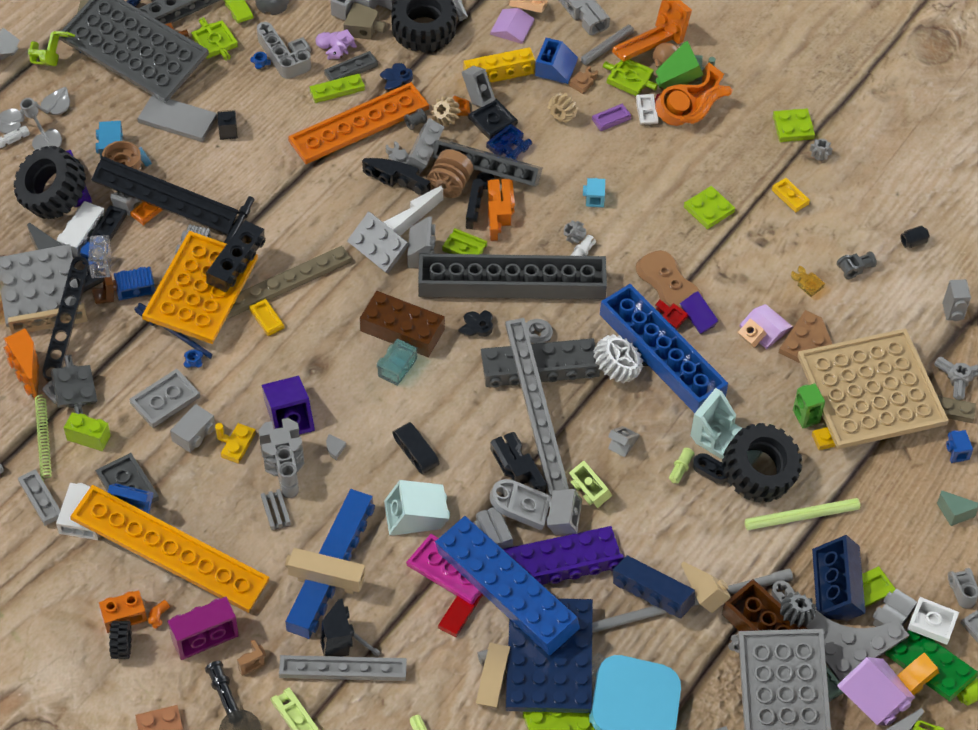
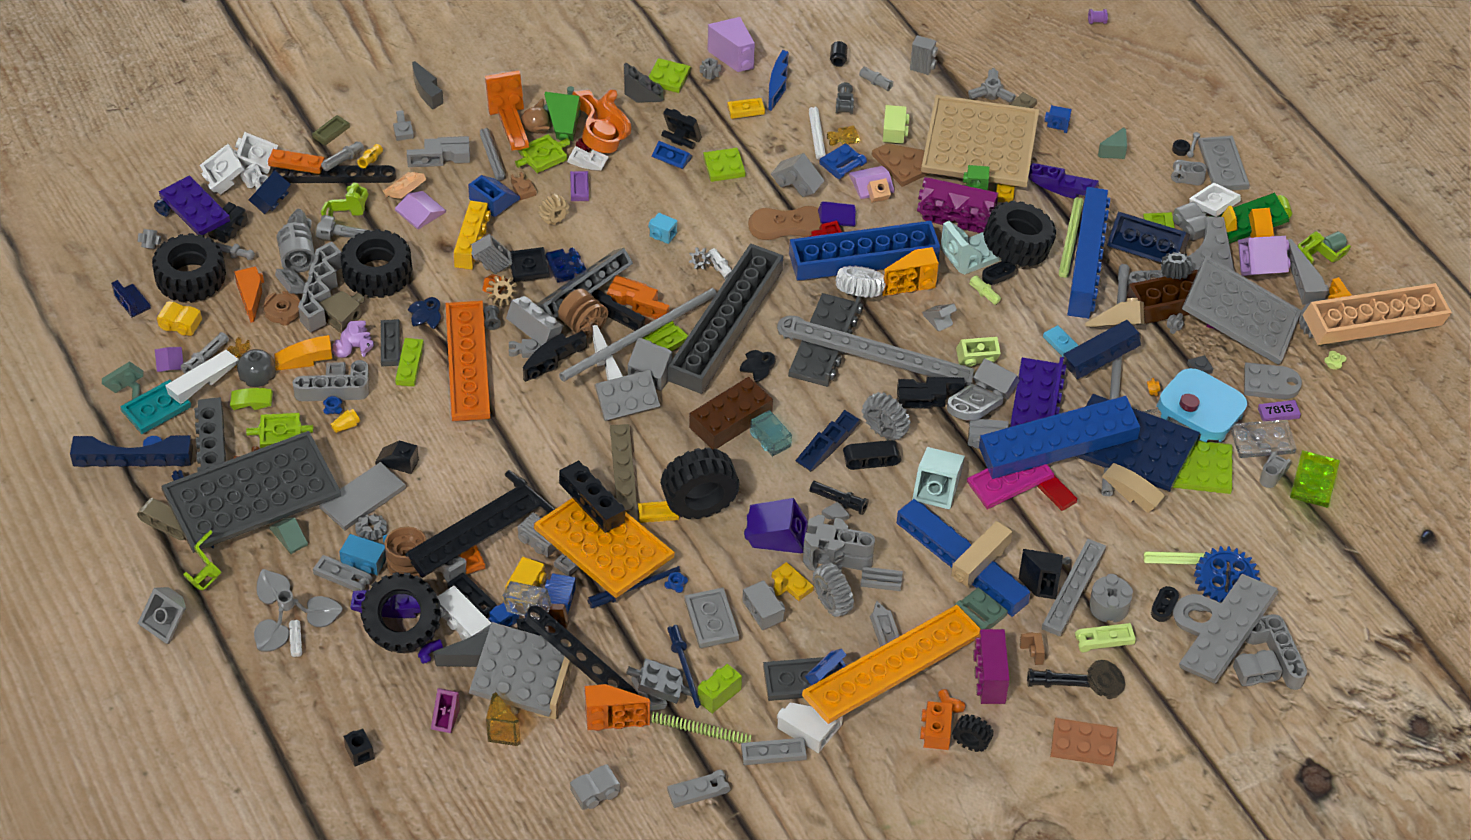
camera: 65 degrees left, 5 degrees down
(43, 223) = (427, 649): none -> dark purple arm
(87, 137) = (341, 573): none -> light grey plate
(112, 89) = (289, 534): none -> sand green slope
(123, 386) = (678, 646): none -> dark blue piece
(138, 254) = (529, 573): none -> yellow brick
(148, 141) = (364, 531): none -> light grey gear
(216, 528) = (883, 624): none -> light grey plate
(231, 471) = (833, 589): none -> light grey gear
(248, 74) = (345, 421): none -> yellow cone
(282, 604) = (985, 607): none -> sand green plate
(288, 324) = (700, 483): none -> black tyre
(303, 20) = (304, 353): none -> light orange slope
(340, 702) = (1110, 598): none -> light grey brick
(351, 448) = (849, 501): none -> black pin
(413, 409) = (828, 441): none -> dark blue slope
(445, 219) = (640, 333): none -> light grey piece
(458, 437) = (886, 416): none -> light grey gear
(619, 683) = (1189, 402): none -> dark red tile
(639, 651) = (1153, 387): none -> light orange plate
(655, 394) = (912, 273): none -> light orange slope
(656, 551) = (1059, 340): none -> medium azure plate
(694, 166) = (671, 155): none -> blue slope
(697, 687) = (1200, 363): none -> dark grey plate
(724, 156) = (683, 128): none -> black plate
(724, 264) = (800, 173): none -> light grey brick
(755, 106) = (640, 87): none -> dark grey slope
(772, 395) = (950, 201): none -> magenta brick
(778, 289) = (839, 157): none -> blue plate
(779, 530) = (1088, 253): none -> blue brick
(798, 260) = (817, 132): none -> white axle
(836, 205) = (778, 79): none -> blue slope
(848, 313) = (895, 123): none -> yellowish green brick
(861, 151) = (731, 44): none -> lavender slope
(870, 477) = (1059, 182): none -> dark purple slope
(905, 278) = (876, 78): none -> light grey pin
(910, 643) = (1230, 219): none -> yellow slope

